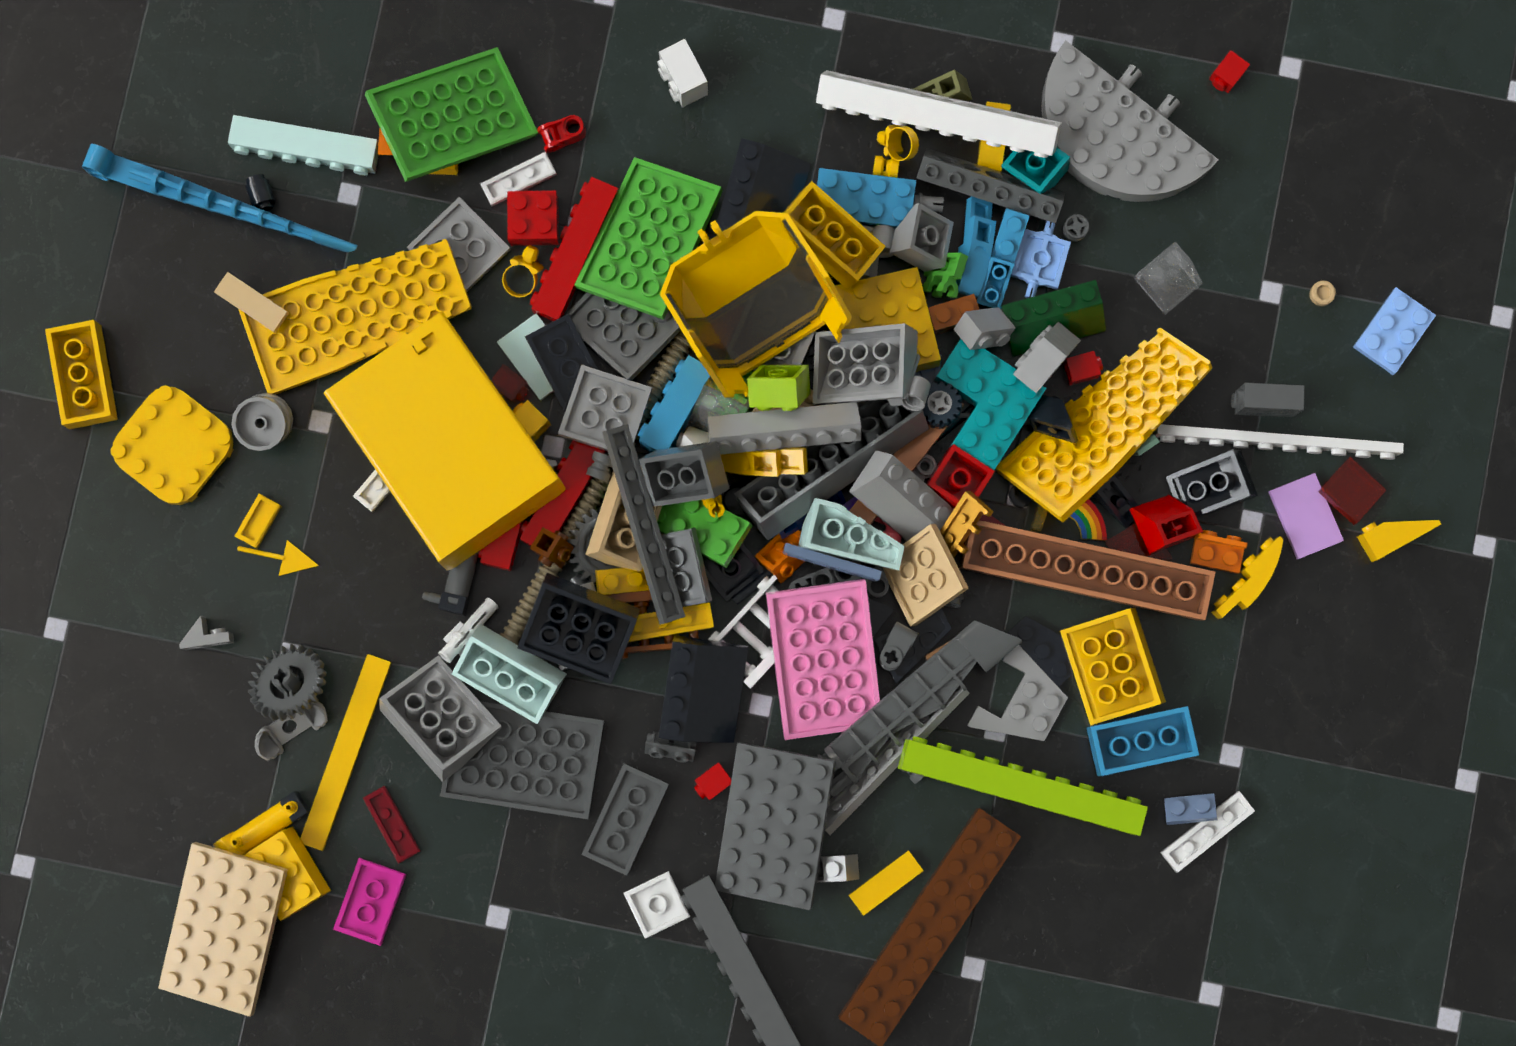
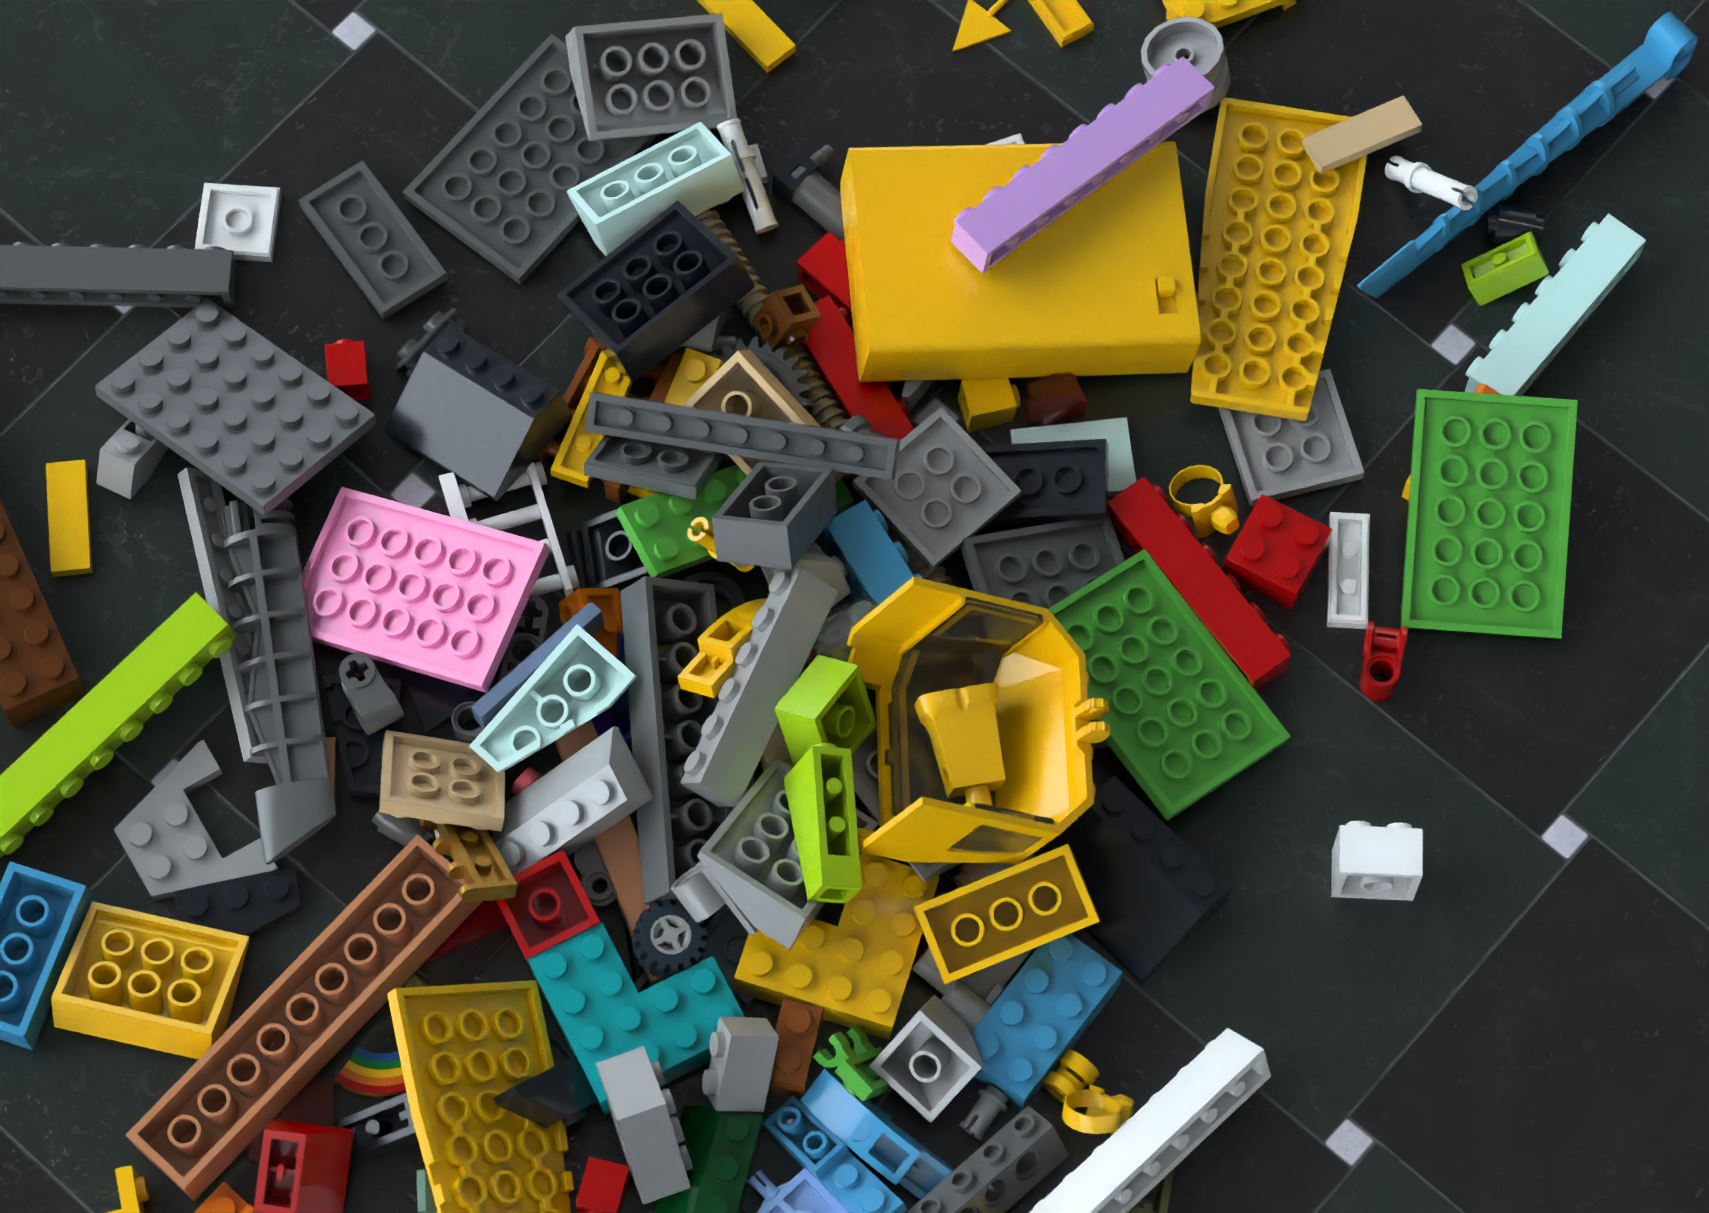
camera: 125 degrees right, 15 degrees down
(262, 256) = (1421, 178): none -> white pin
(290, 185) = (1504, 269): none -> lime slope
(375, 427) = (1081, 164): none -> lavender brick
(751, 303) = (965, 739): none -> yellow piece
(844, 345) = (825, 822): none -> lime slope

